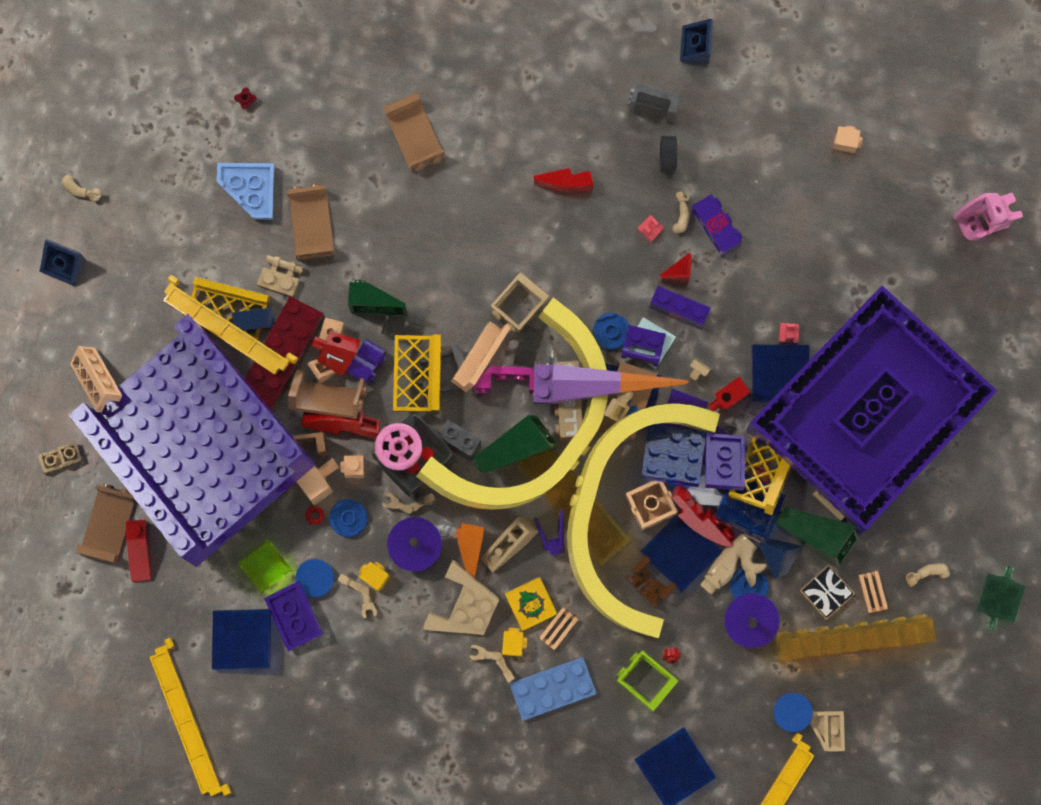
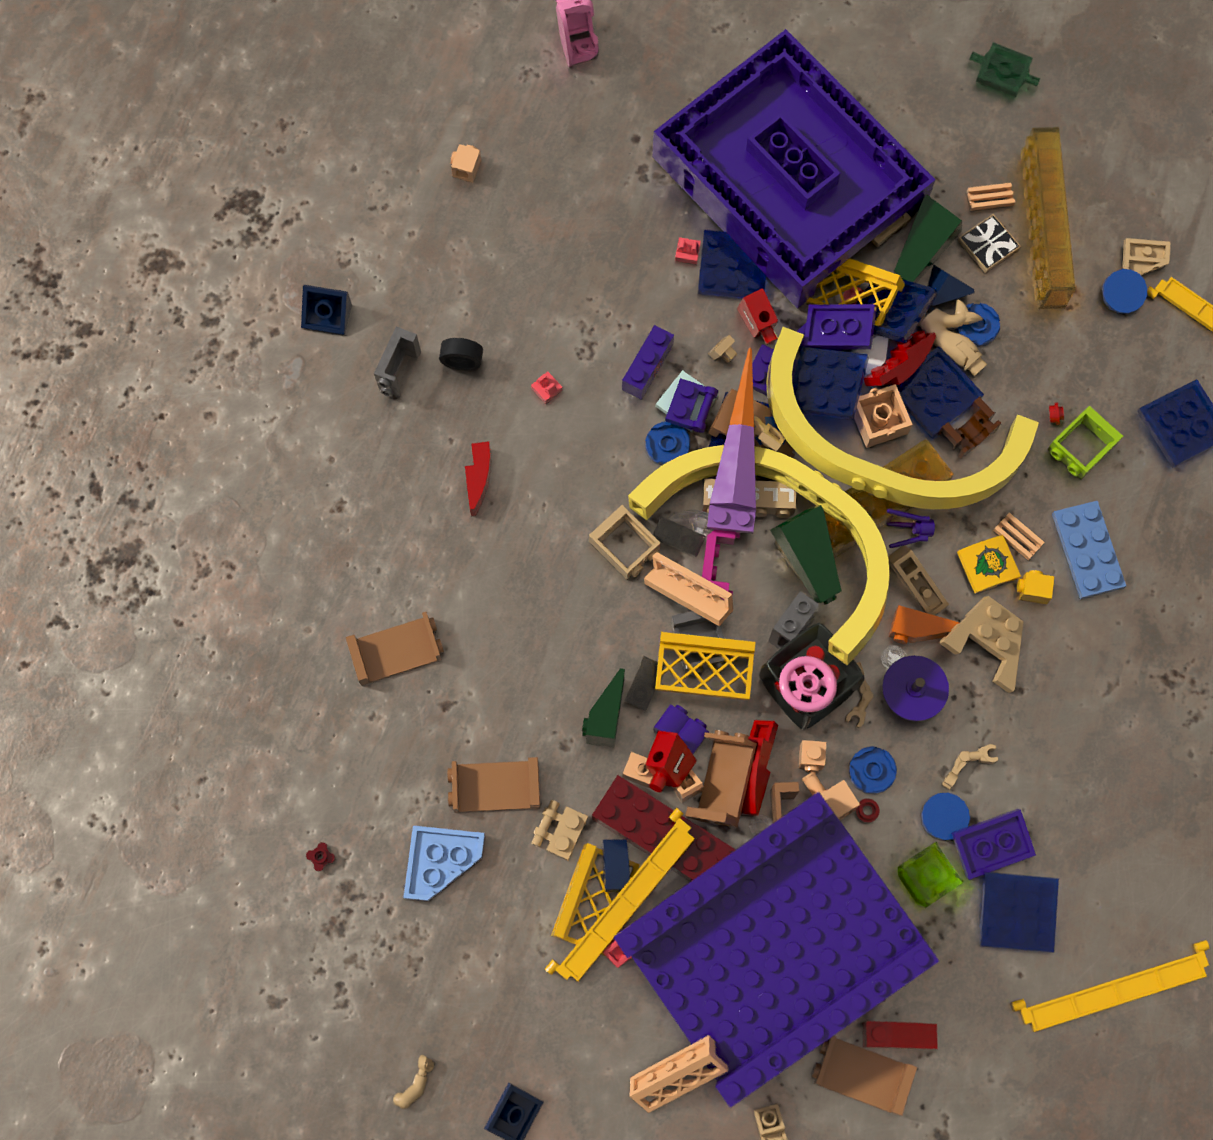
camera: 85 degrees left, 5 degrees down
(374, 575) = (947, 742): yellow brick -> none
(496, 656) = (1048, 611): tan piece -> none
(678, 273) = (605, 356): red slope -> none
(684, 218) = (529, 347): tan arm -> none
(717, 225) = (552, 312): dark purple brick -> none
(752, 620) = (1023, 319): dark purple piece -> none
(930, 569) = (969, 132): tan arm -> none

